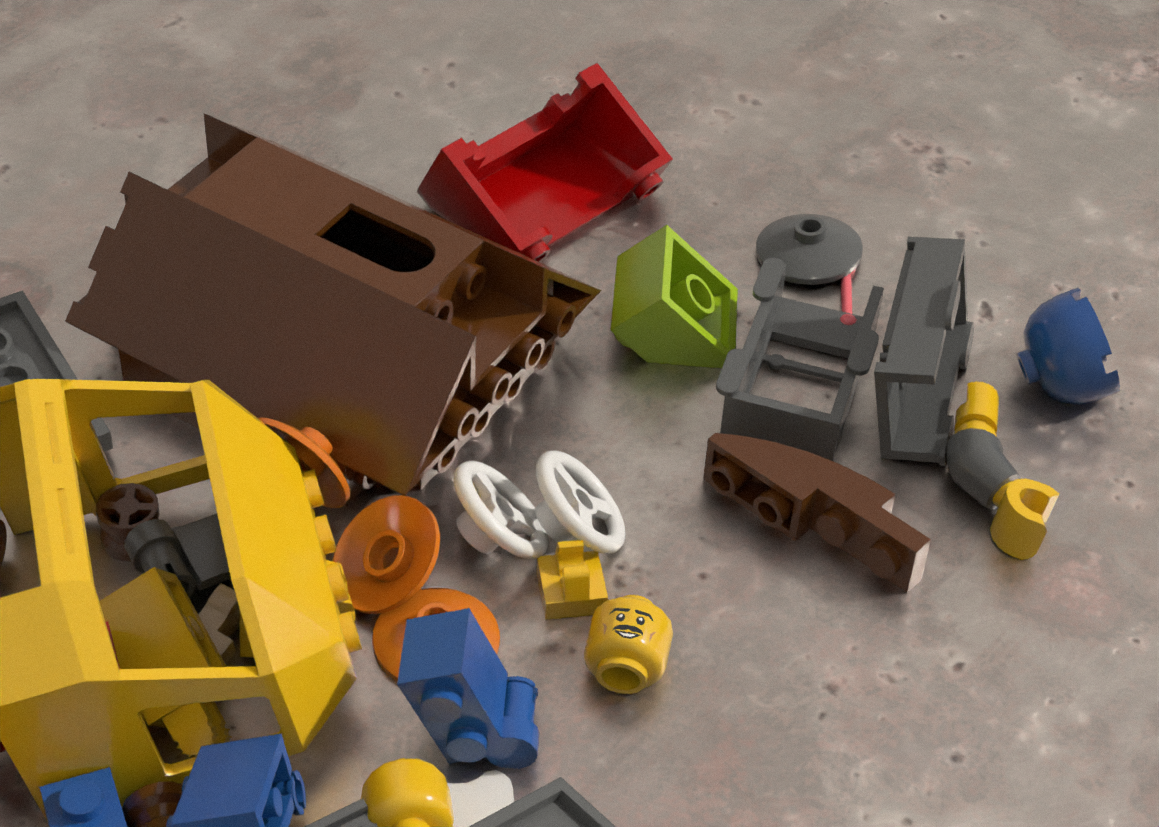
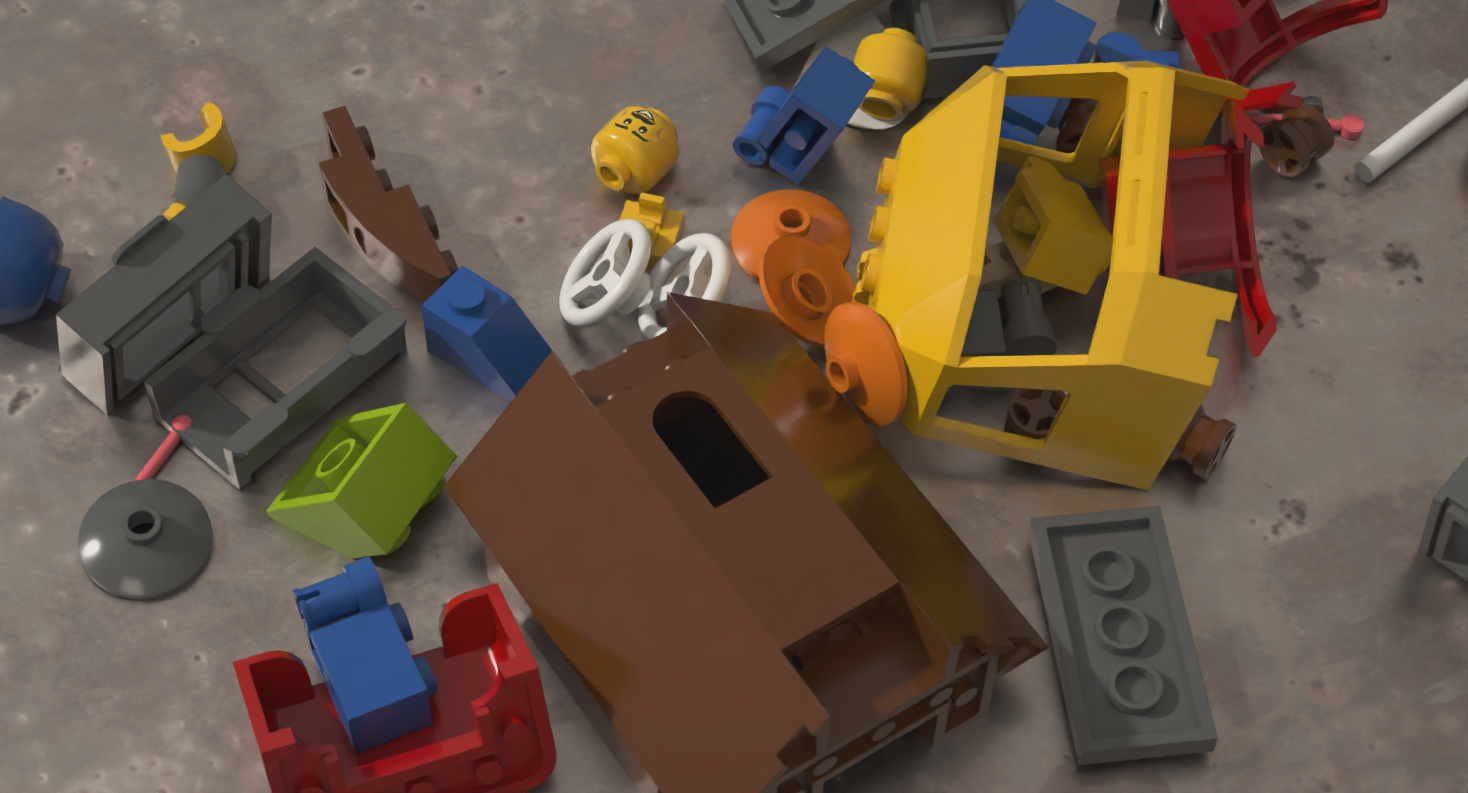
camera: 155 degrees left, 10 degrees up
(585, 192) = (365, 656): none -> blue hinge
(650, 433) = (483, 333): none -> blue slope

